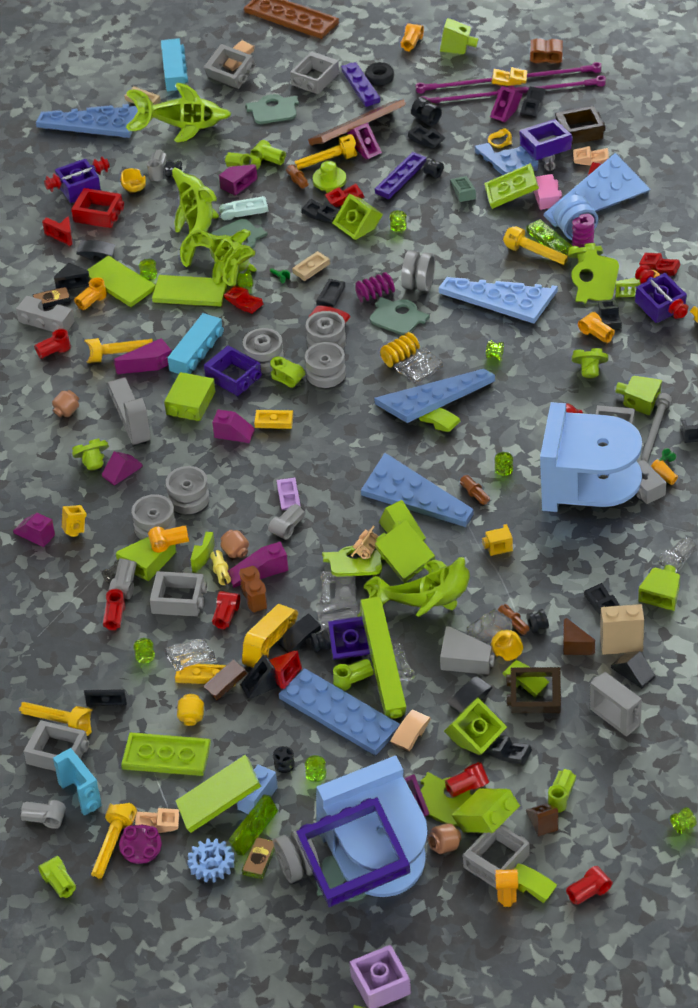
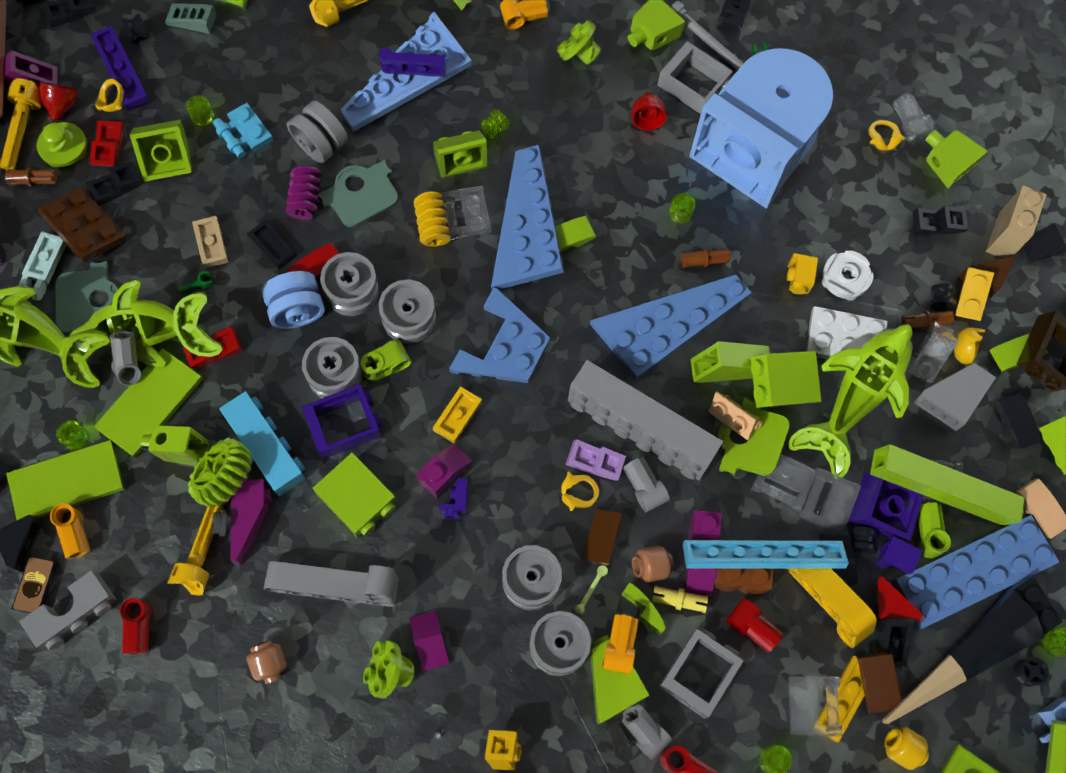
camera: 70 degrees left, 25 degrees up
(133, 344) = (221, 522): none -> dark grey plate
(162, 328) = (220, 473): none -> lime gear
(169, 304) = (176, 444): none -> lime torso
(207, 260) = (125, 356): none -> light grey piece
(216, 528) = (601, 572): none -> yellowish green hinge
(217, 442) = (459, 495): none -> dark purple bracket
(238, 519) = (602, 537): none -> reddish brown slope
(264, 487) = (570, 500): none -> yellow piece
(272, 583) = (764, 554): none -> medium azure tile
(281, 210) = (82, 224): none -> reddish brown plate
(293, 310) = (292, 300): none -> light blue wheel
(301, 731) = (1010, 626): none -> black plate
(320, 658) = (899, 555): none -> dark purple panel
(325, 497) = (643, 420): none -> light grey brick
(339, 428) = (513, 351): none -> medium blue wing
(357, 160) = (57, 98): none -> red helmet
(372, 182) = (101, 103): none -> yellow piece
(403, 244) = (250, 128): none -> medium azure plate
(457, 341) = (460, 153): none -> lime slope
(479, 590) = (837, 330): none -> white plate
(503, 289) = (412, 63): none -> dark purple plate
(524, 573) = (838, 284): none -> white plate
(550, 631) = (974, 293): none -> yellow plate
(651, 553) = (877, 139): none -> yellow piece

